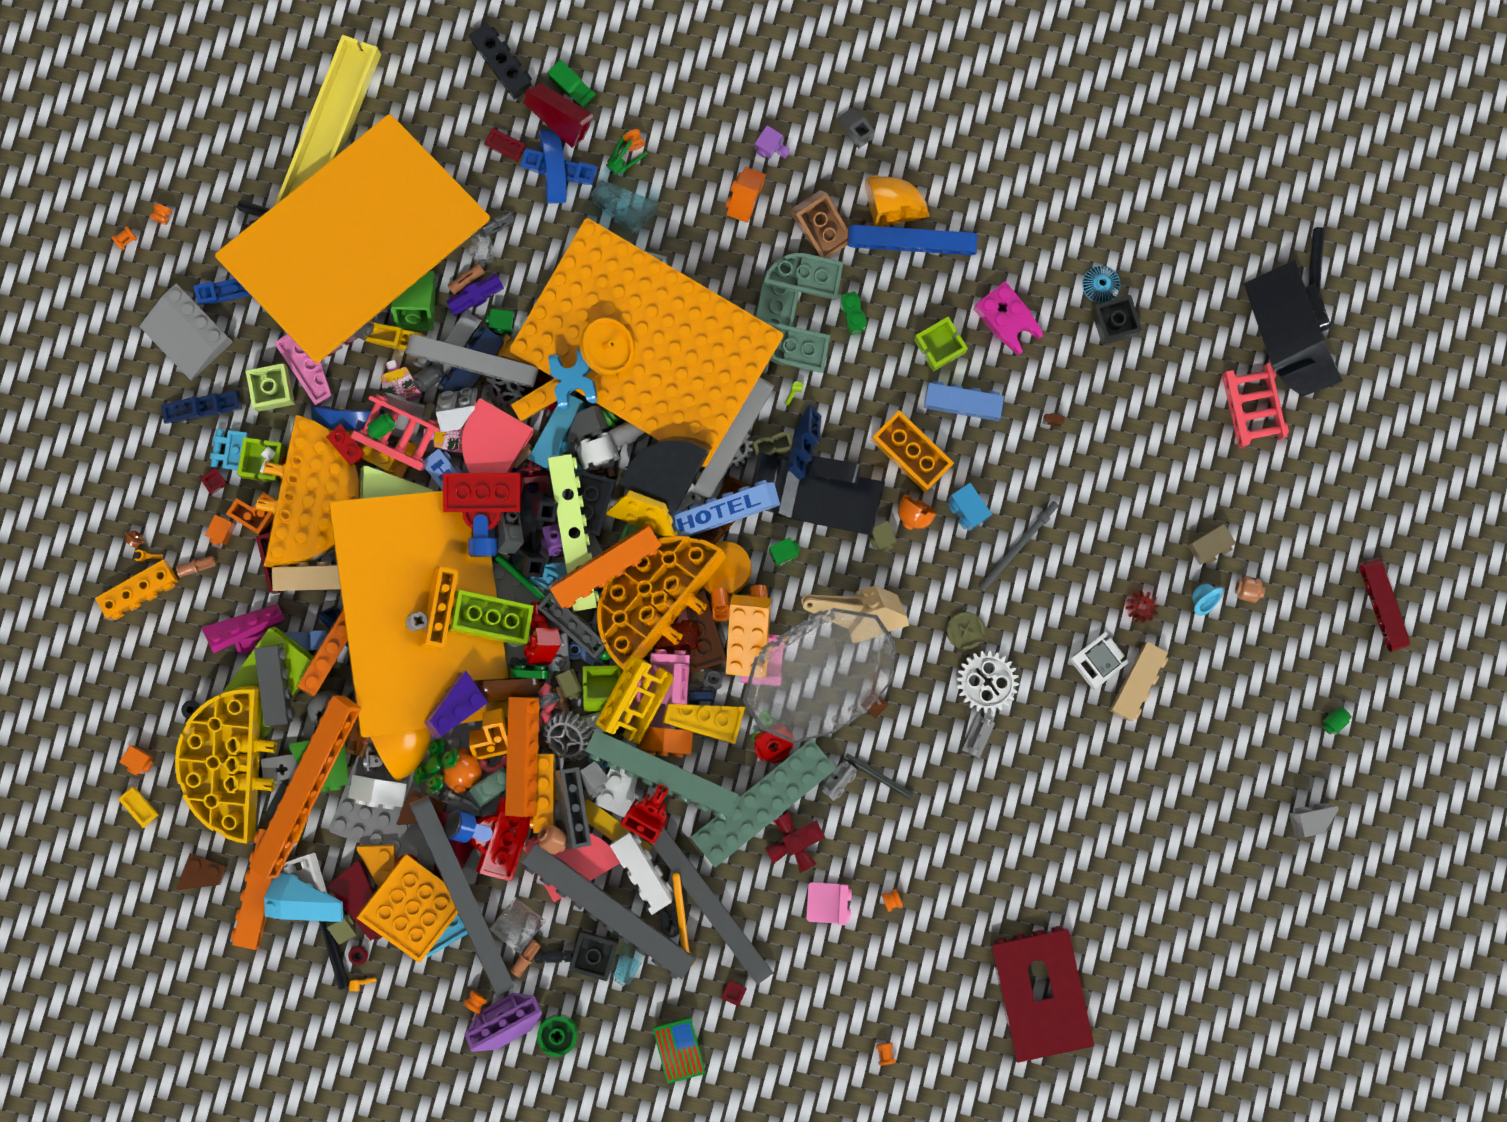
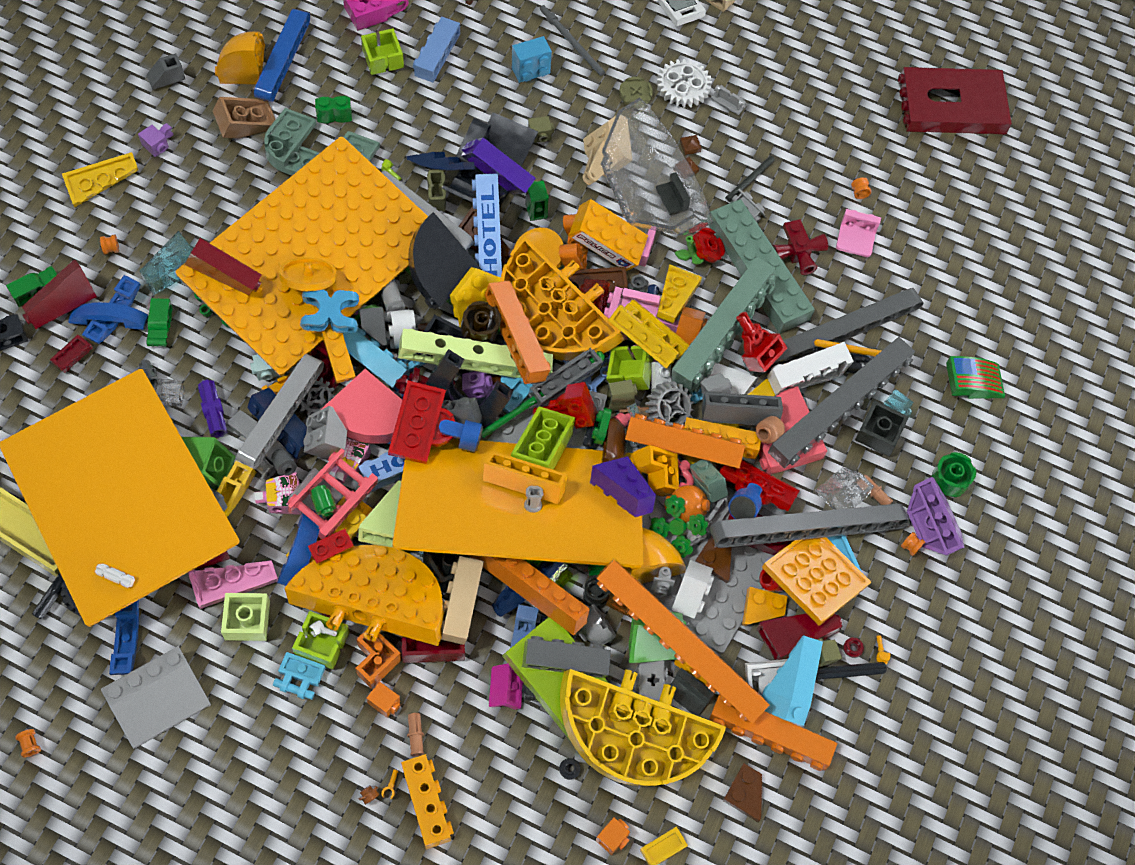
camera: 80 degrees left, 20 degrees down
(160, 214) = (16, 698): orange wheel -> none
(201, 407) = (243, 696): dark blue slope -> none
(213, 481) = (328, 698): dark red plate -> none
(240, 627) = (495, 704): dark pink wing -> none
(263, 264) = (115, 575): none -> white axle
(466, 279) = (197, 423): nougat pin -> none
(500, 321) = (245, 388): green brick -> none
(553, 956) = (877, 466): black axle -> none
(556, 216) = (159, 321): none -> green piece
(592, 263) = (223, 267): none -> dark red slope
(596, 525) = (480, 322): none -> dark brown brick
(616, 163) = (127, 263): green plant -> none
(708, 99) = (96, 178): none -> yellow wing
(734, 993) = (928, 324): dark red plate -> none
(745, 193) = (197, 162): orange brick -> none
(774, 529) = (493, 161): none -> dark purple window
(829, 695) = (673, 195): none -> pearl dark grey panel
(885, 1053) = (999, 220): orange bush -> none
(907, 703) = (690, 145): none -> reddish brown tile
(912, 451) = (471, 90): light orange brick -> none
(915, 513) = (526, 100): orange cylinder -> none

